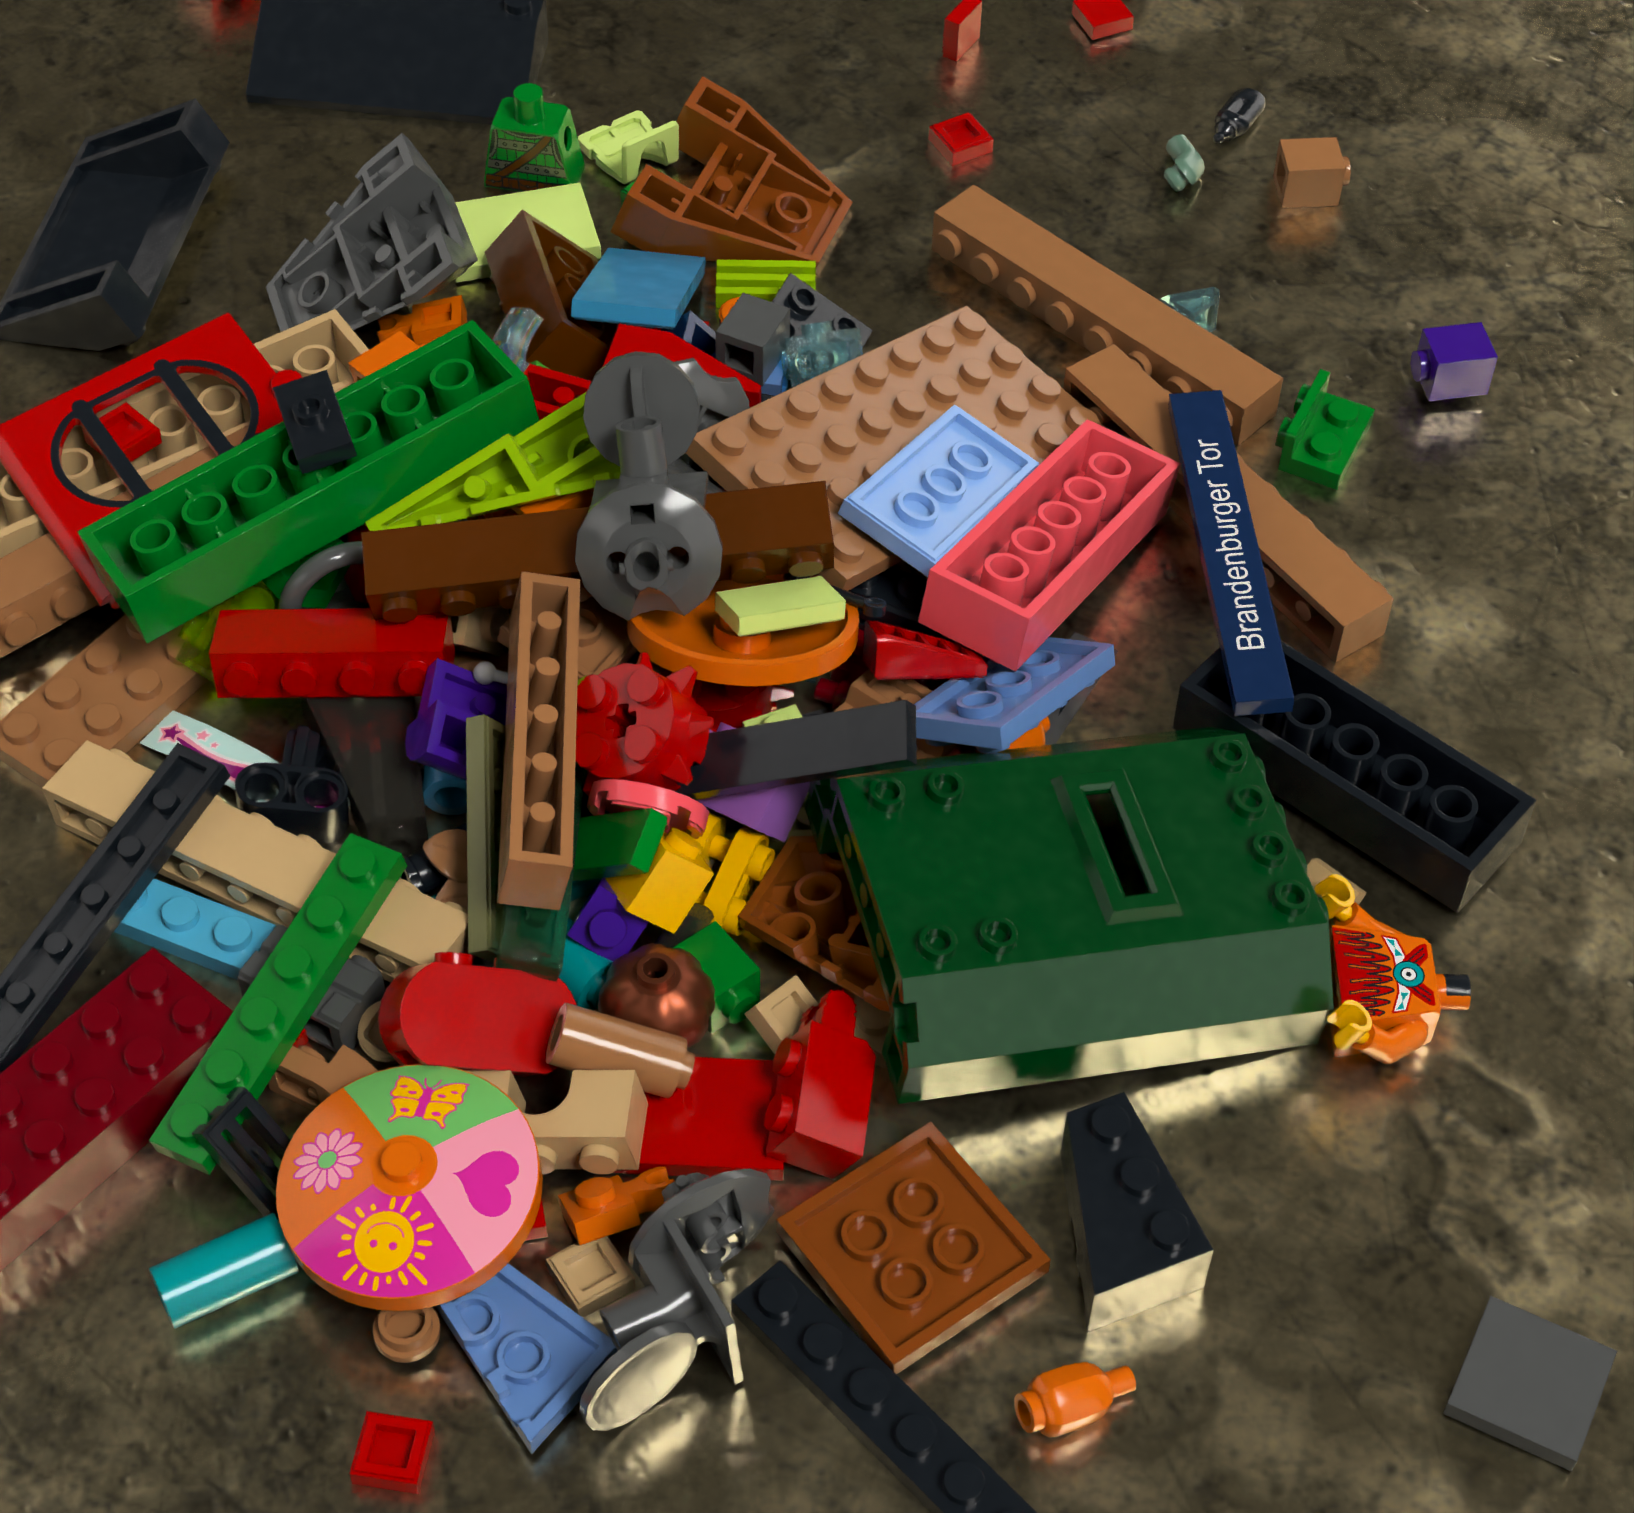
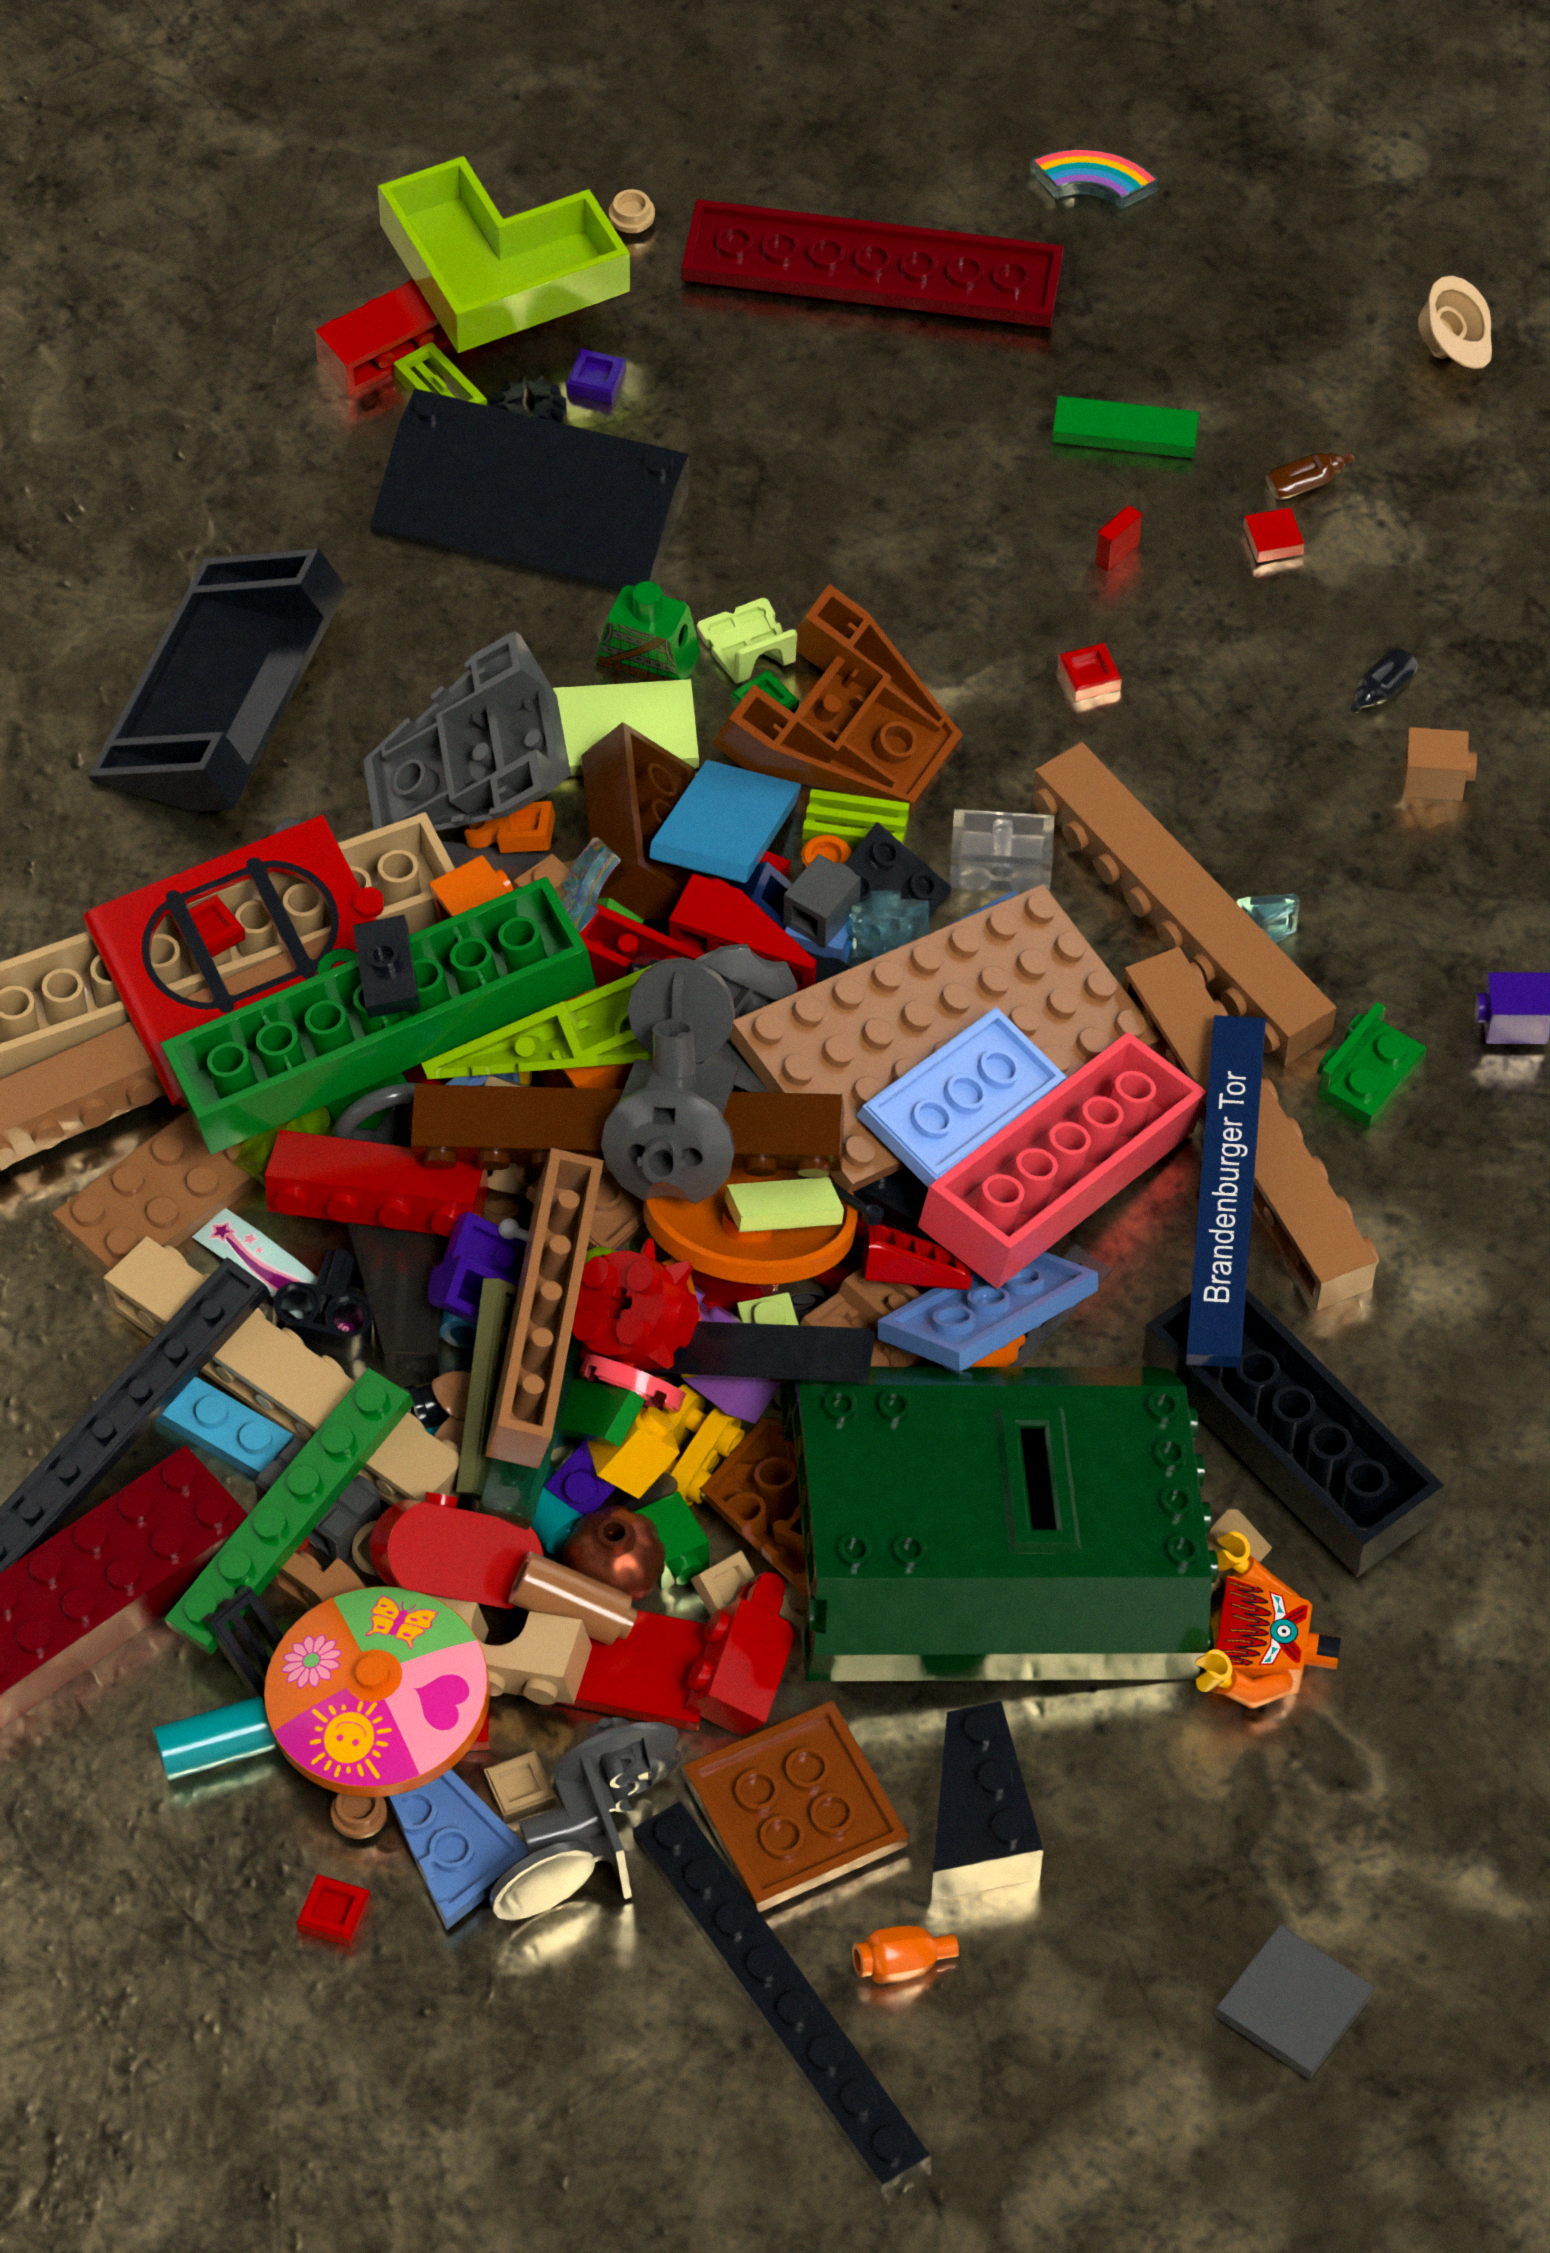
camera: 10 degrees right, 5 degrees up
(610, 1205) = (545, 1732): orange plate -> none
(913, 287) = (1001, 850): none -> clear brick
(1188, 163) = (1314, 737): sand green arm -> none

